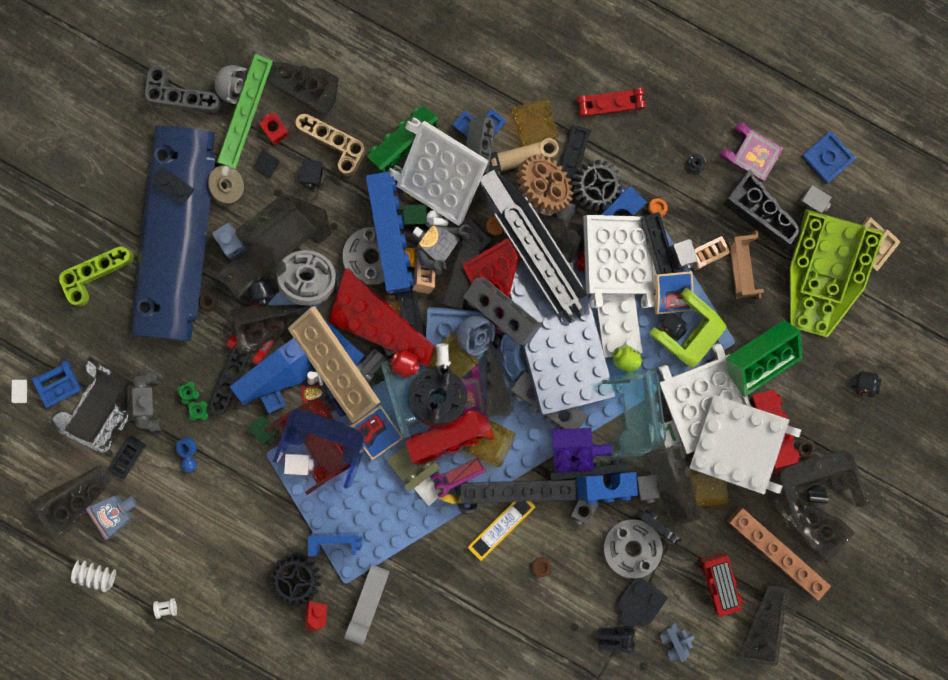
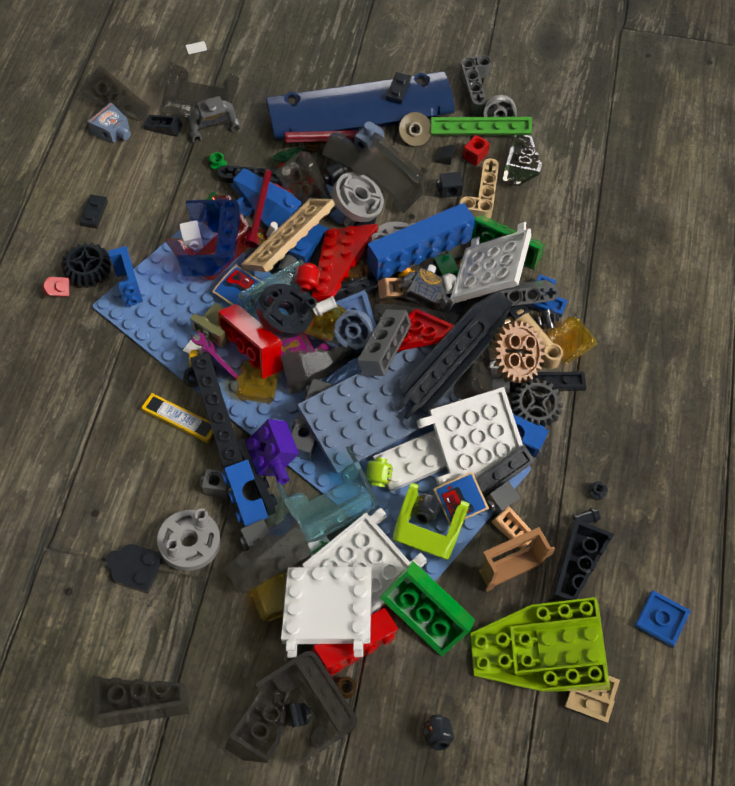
camera: 70 degrees right, 25 degrees down
(60, 389) = (207, 70): blue plate -> none
(92, 576) = (55, 123): white piece -> none
(97, 272) = (299, 55): lime beam -> none
(172, 608) = (37, 180): white bush -> none
(182, 391) = (230, 149): green plate -> none
(186, 448) = (181, 160): blue plate -> none
(206, 286) = (316, 136): none -> dark red axle
(218, 331) = (286, 155): none -> clear green dish
(224, 558) = (93, 211): none -> black plate
(323, 402) = (252, 239): none -> dark red piece
(367, 605) = (73, 325): light grey beam -> none
(507, 137) = (547, 319): none -> black gear
(541, 566) = (149, 464): reddish brown tile -> none
(611, 102) = (620, 398): red plate -> none
(615, 638) = (90, 551): black piece -> none
(651, 519) = (220, 547): black plate -> none
(657, 205) = (538, 468): orange tile -> none
(680, 640) = (101, 614): sand blue hips -> none
(720, 184) = (589, 516): none -> black pin
(721, 584) = (174, 638): wedge -> none
(754, 153) = (631, 544): flag -> none
(778, 553) = (222, 691): nougat brick -> none
(815, 200) = (612, 615): light grey brick -> none

